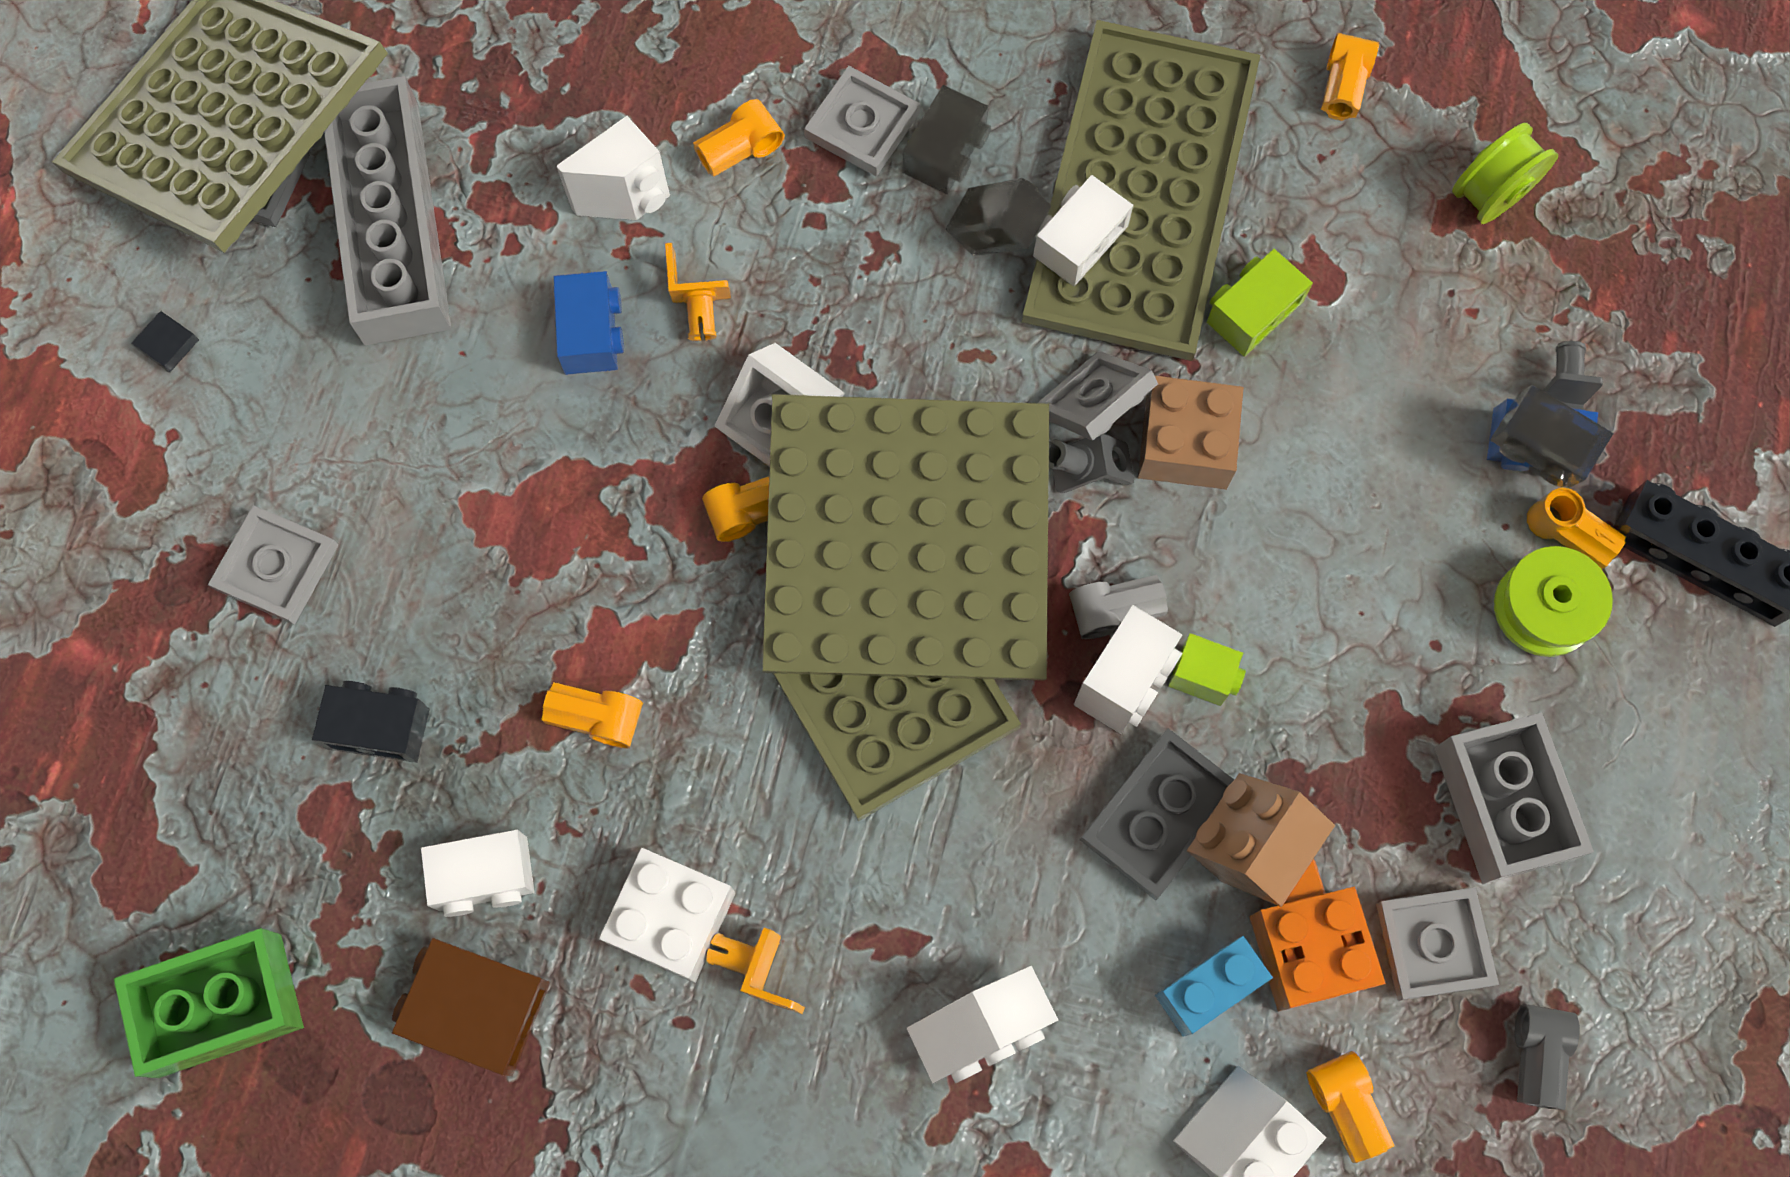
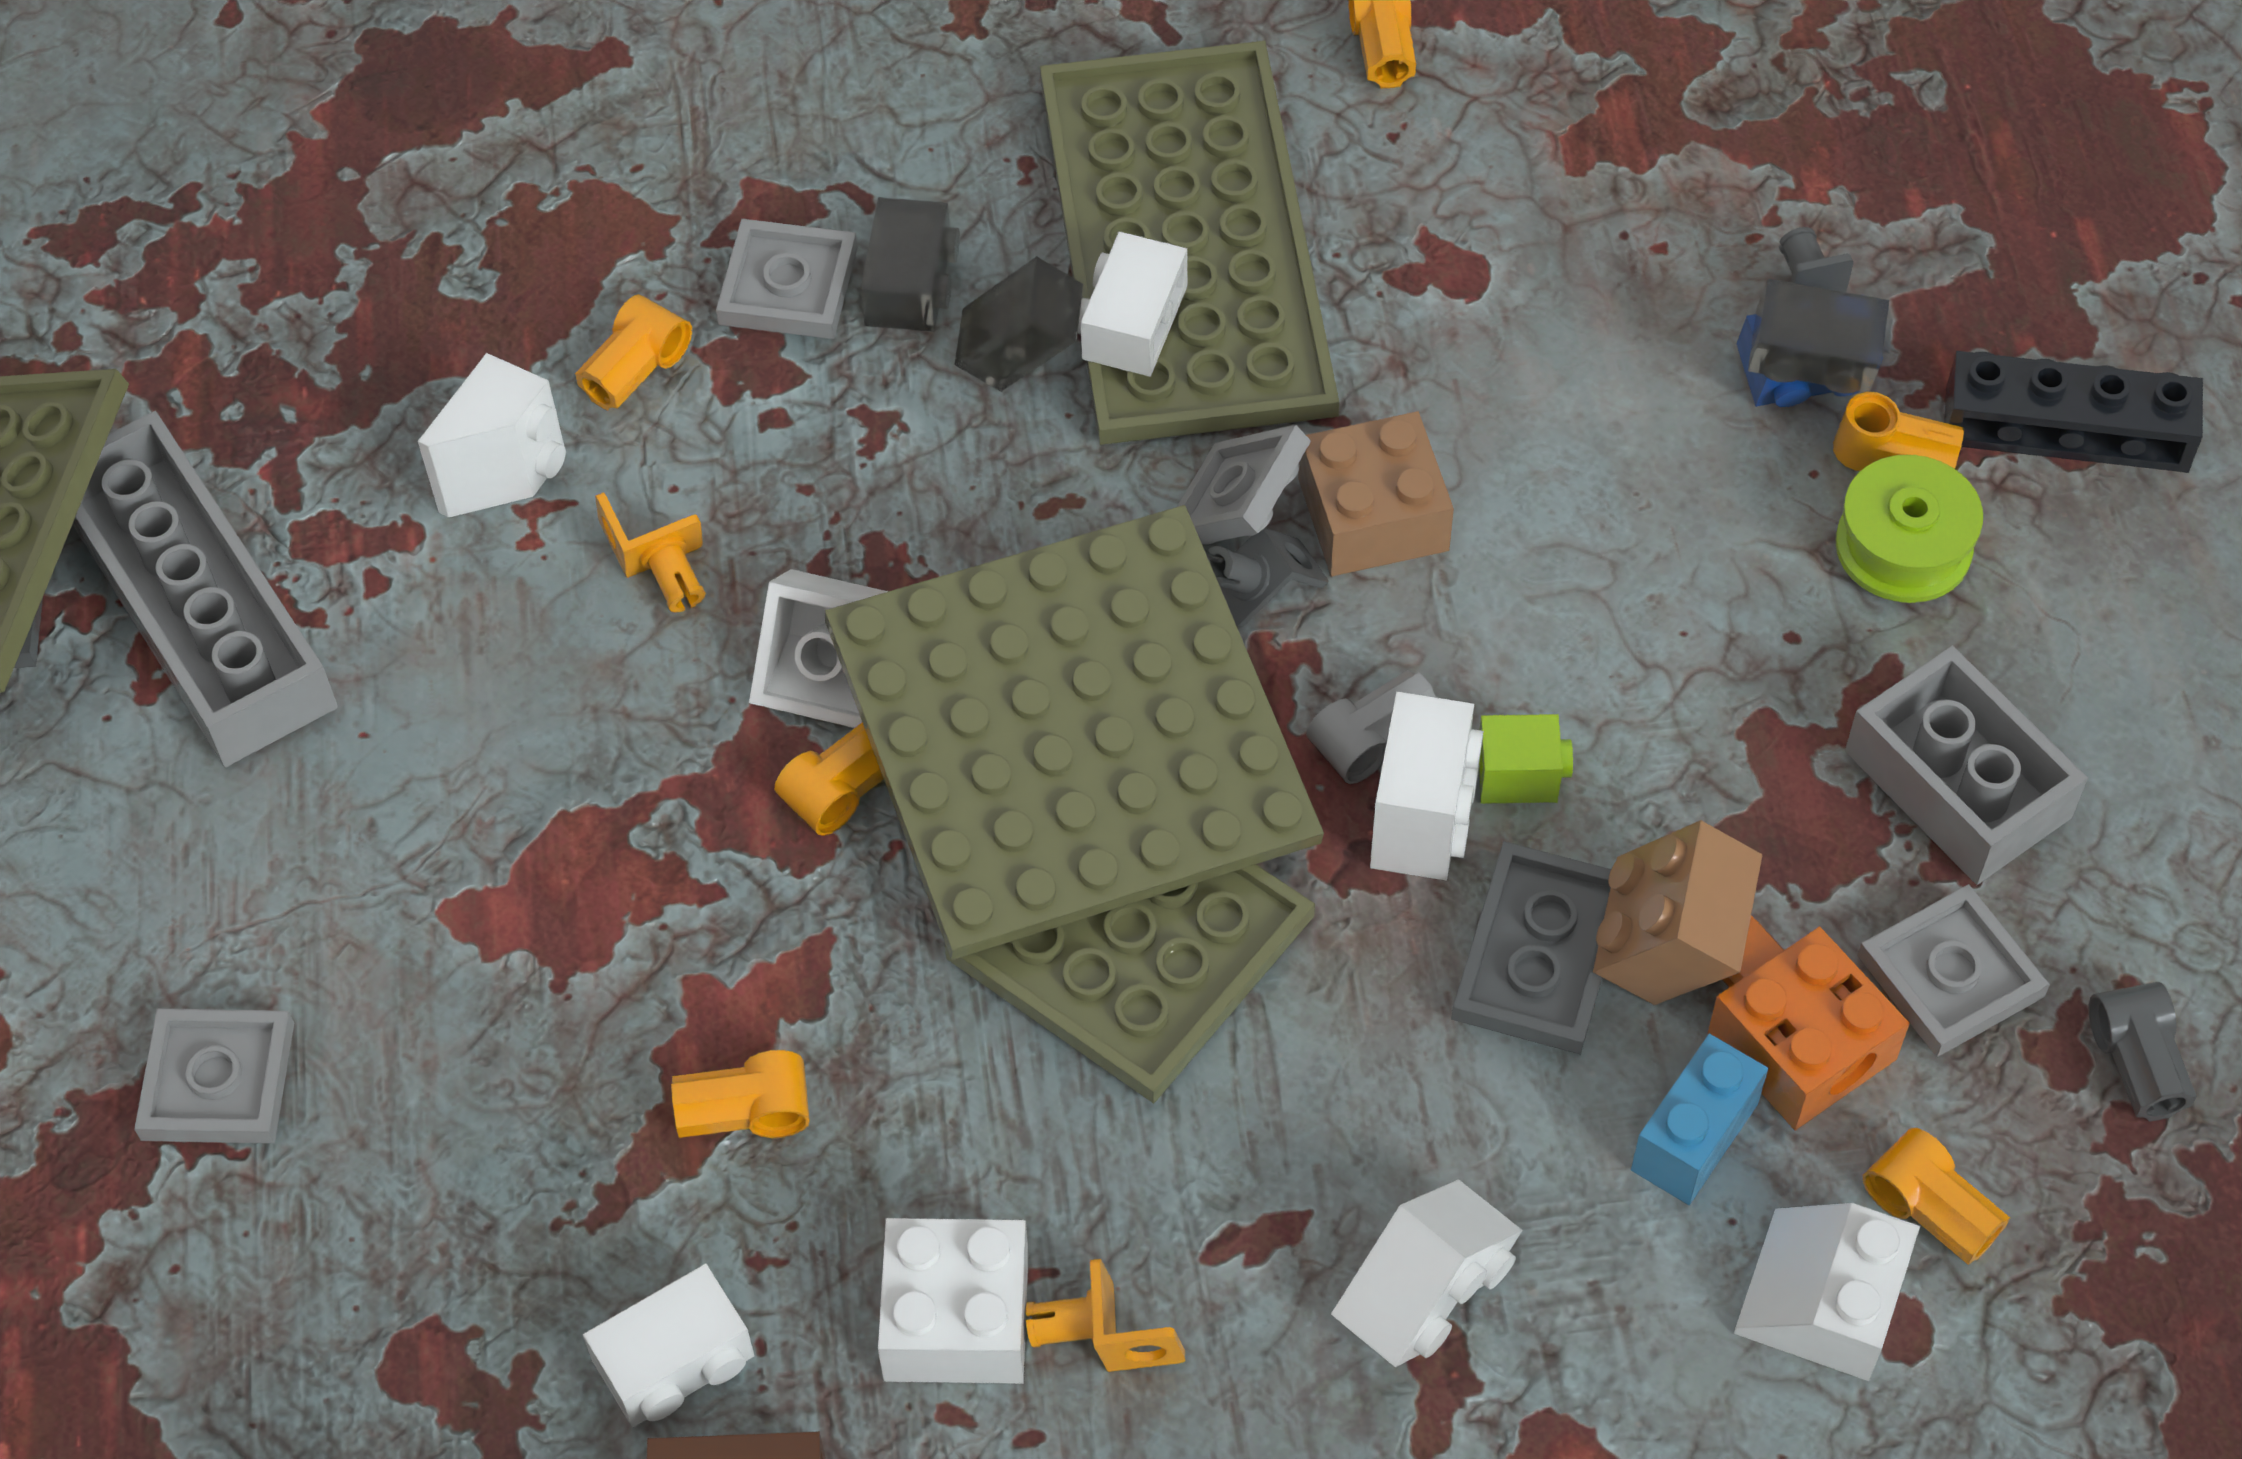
camera: 20 degrees left, 15 degrees down
(371, 722) = (440, 1218): black brick -> none
(587, 322) = (525, 633): blue brick -> none
(1258, 301) = (1390, 318): lime brick -> none
(1504, 172) = (1626, 71): lime wheel -> none

